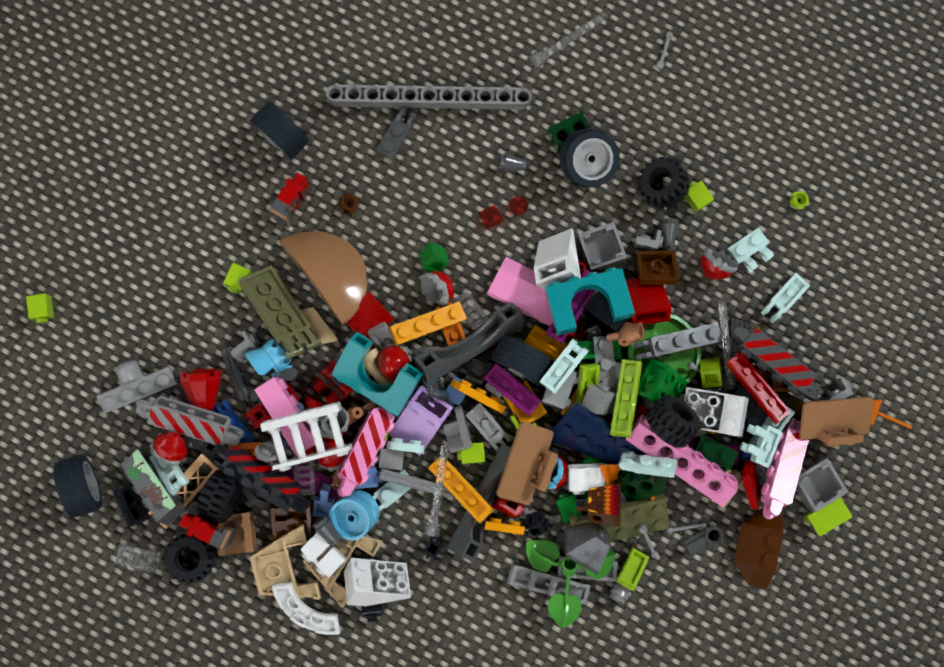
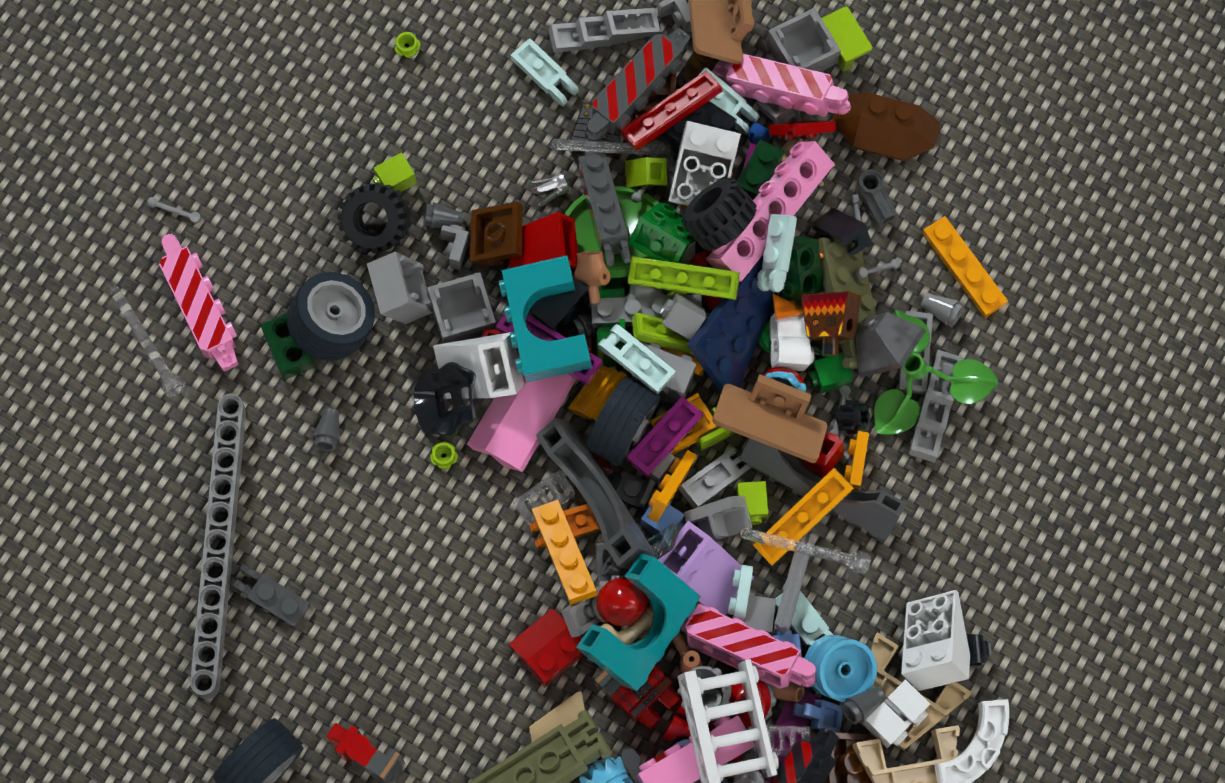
camera: 90 degrees left, 10 degrees down
(332, 268) = (471, 694): medium nougat brick -> none
(344, 203) = (377, 676): reddish brown plate -> none
(434, 257) = (464, 546): green panel -> none
(436, 543) = (890, 555): black gear -> none
(437, 287) = (509, 541): light grey hair -> none
(490, 217) = (406, 464): clear red tile -> none
(502, 241) = (438, 450): none -> lime plate
(518, 206) = (392, 424): clear red tile -> none
(531, 231) = (429, 399): none -> black piece
(597, 69) = (197, 304): none -> bright pink hinge
(612, 202) = (400, 288): none -> light grey container
(632, 569) = (915, 291): lime tile -> none
(655, 605) = (964, 267): none -> light orange plate
(673, 514) = (844, 229): none -> black hinge
(699, 308) = (555, 183): none -> flat silver piece
(717, 264) = (494, 155): hair -> none
(748, 246) = (469, 116): light aqua plate -> none
(766, 444) = (749, 105): light aqua plate -> none
(821, 339) = (604, 30): none -> light grey slope

